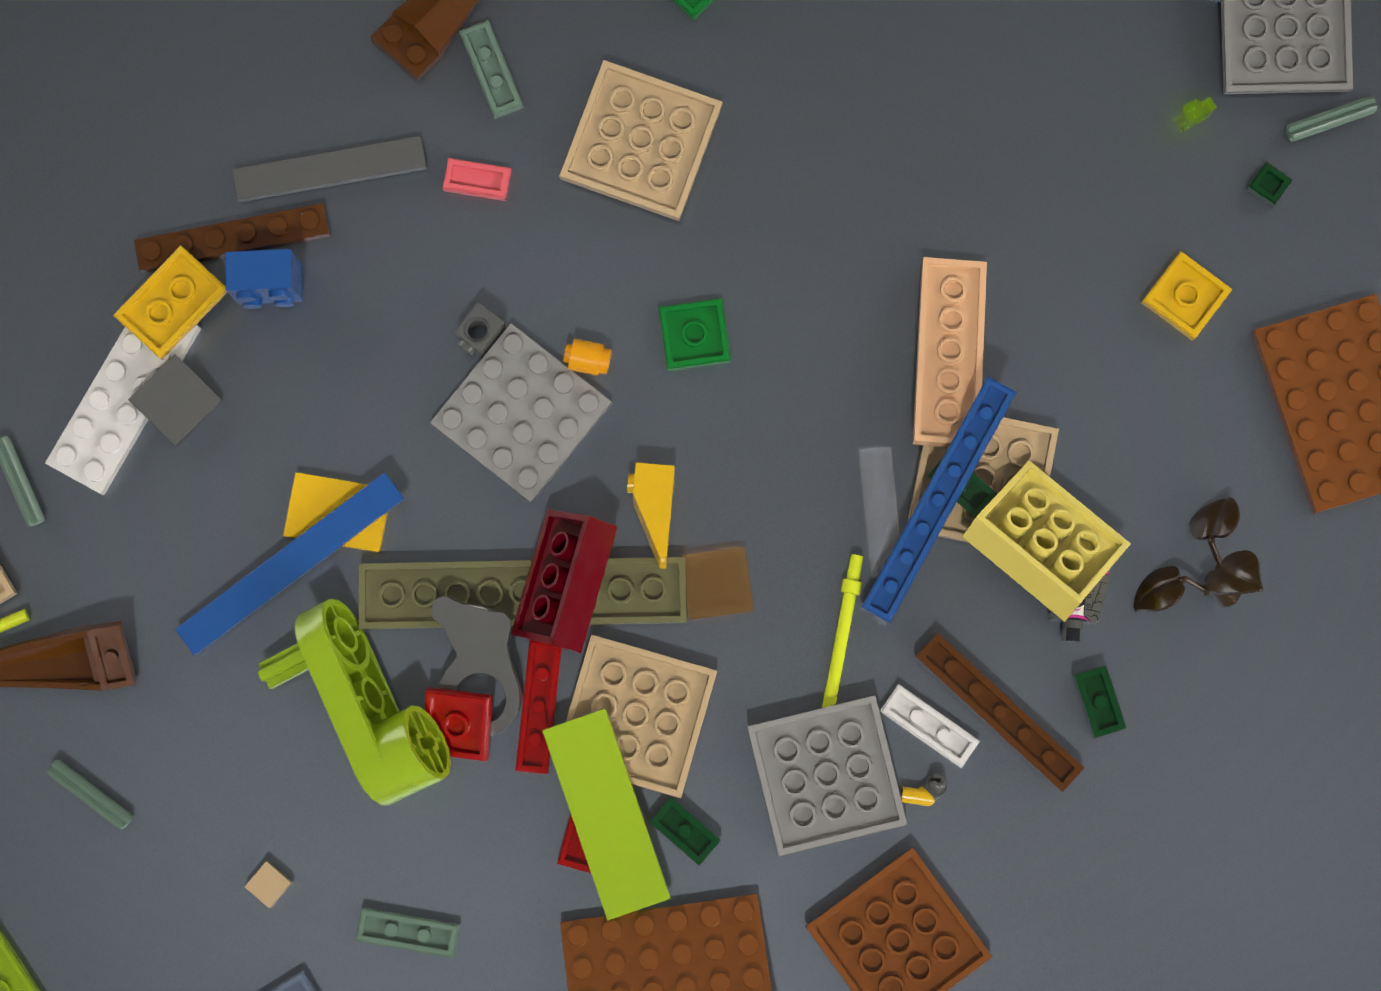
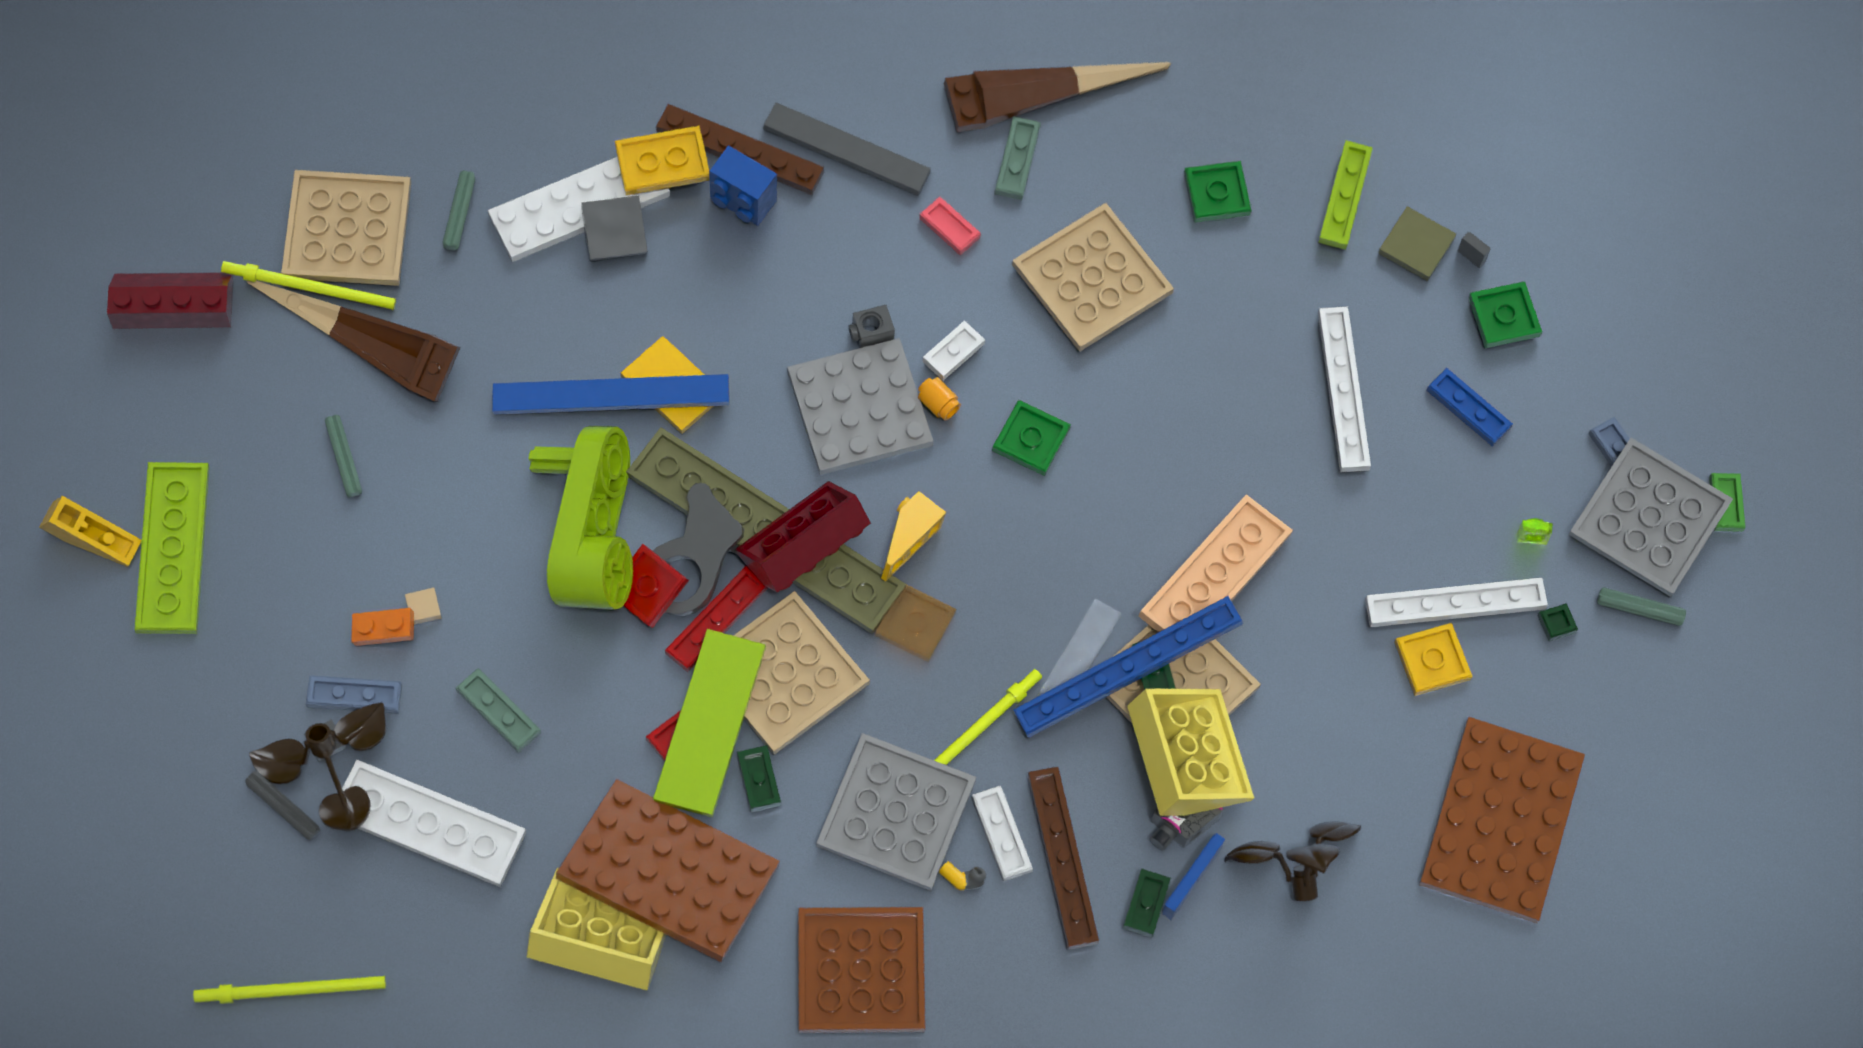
camera: 30 degrees right, 15 degrees down
(247, 932) = (382, 626): none -> orange plate
(567, 300) = (953, 350): none -> white plate
(938, 93) = (1344, 389): none -> white plate
(1057, 31) = (1469, 407): none -> blue tile
(1122, 649) = (1193, 876): none -> blue tile
(1172, 229) = (1456, 602): none -> white plate

